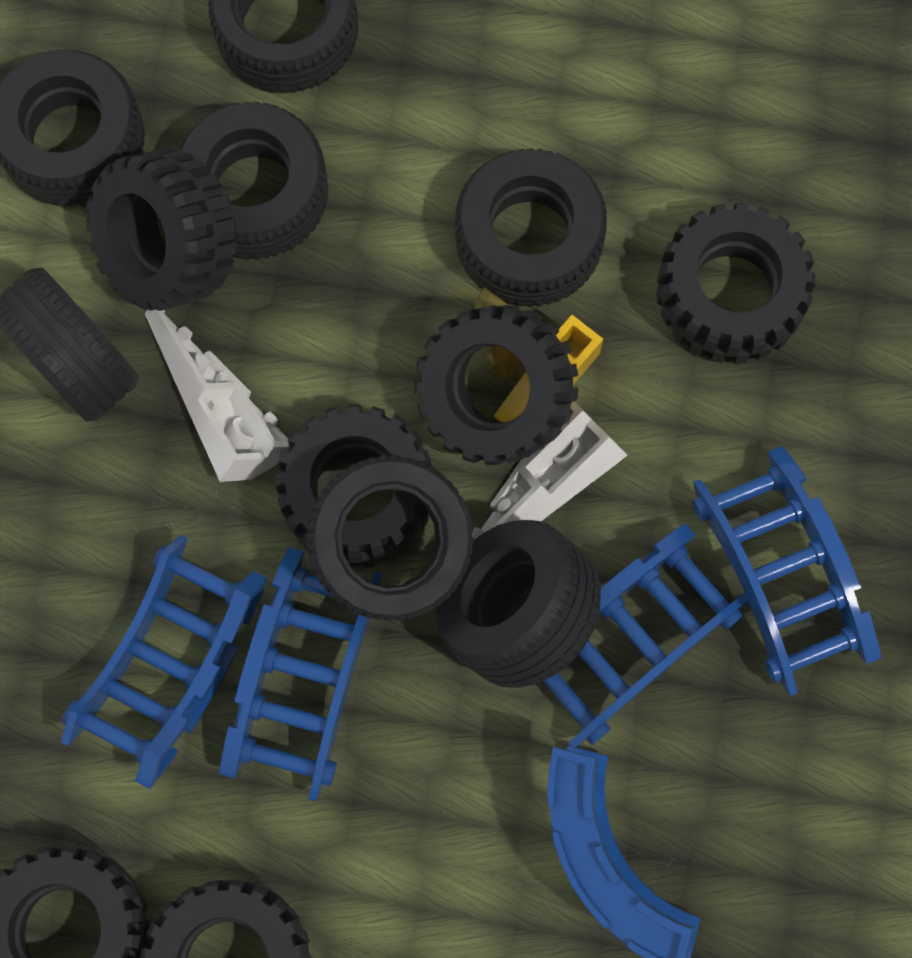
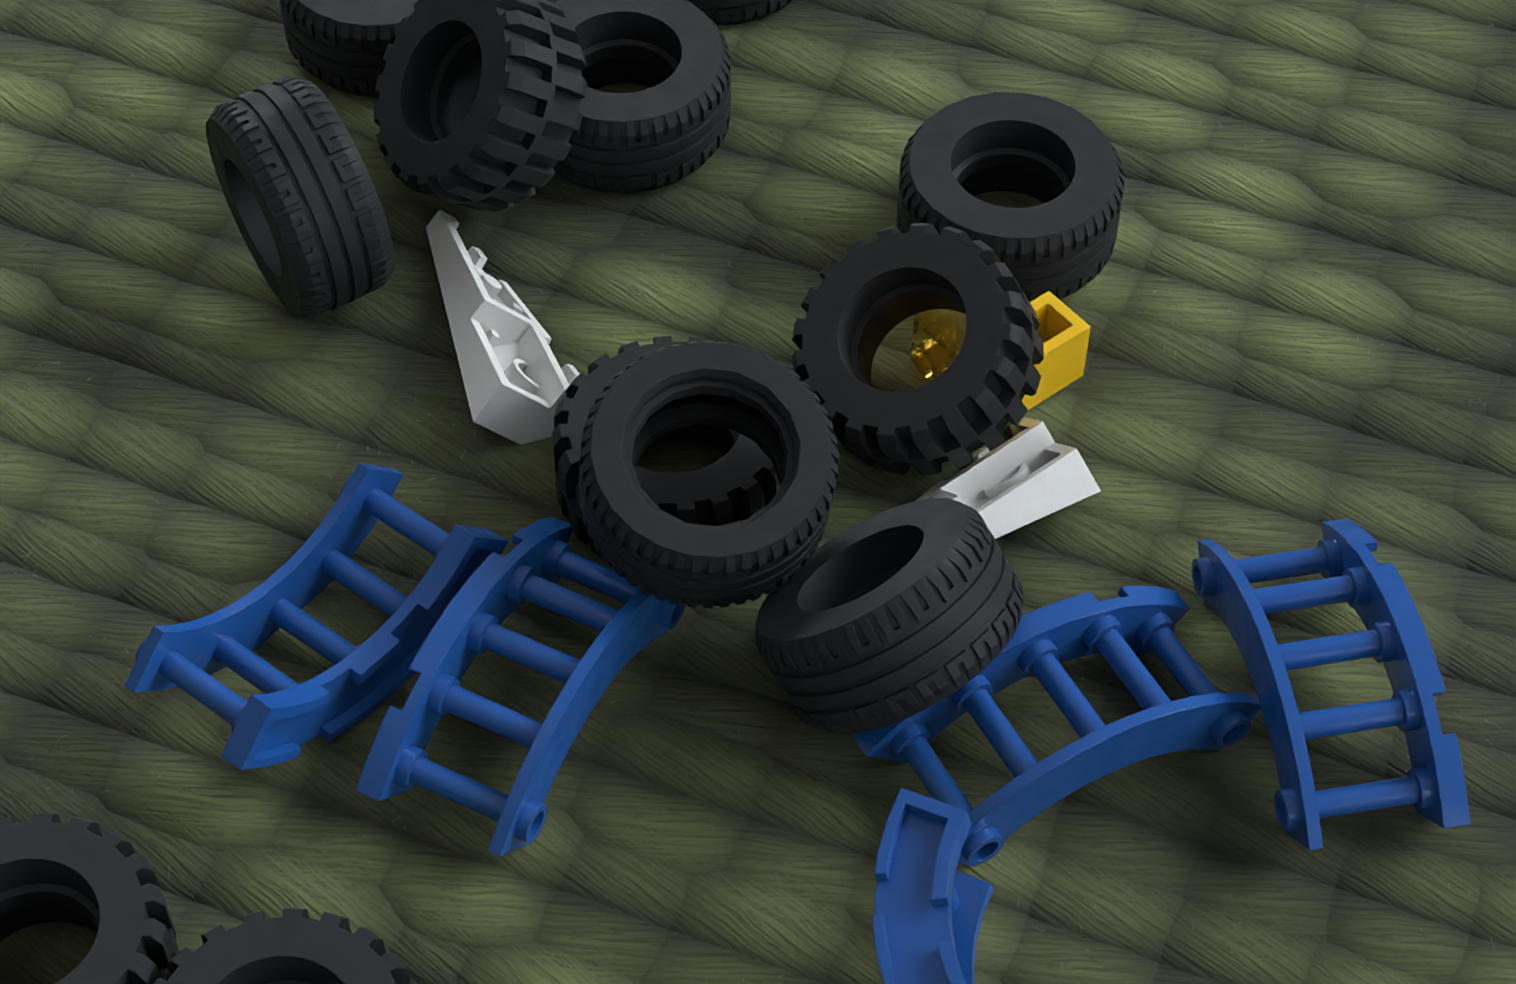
camera: 10 degrees right, 25 degrees down
(745, 236) = (1291, 361): black tyre -> none

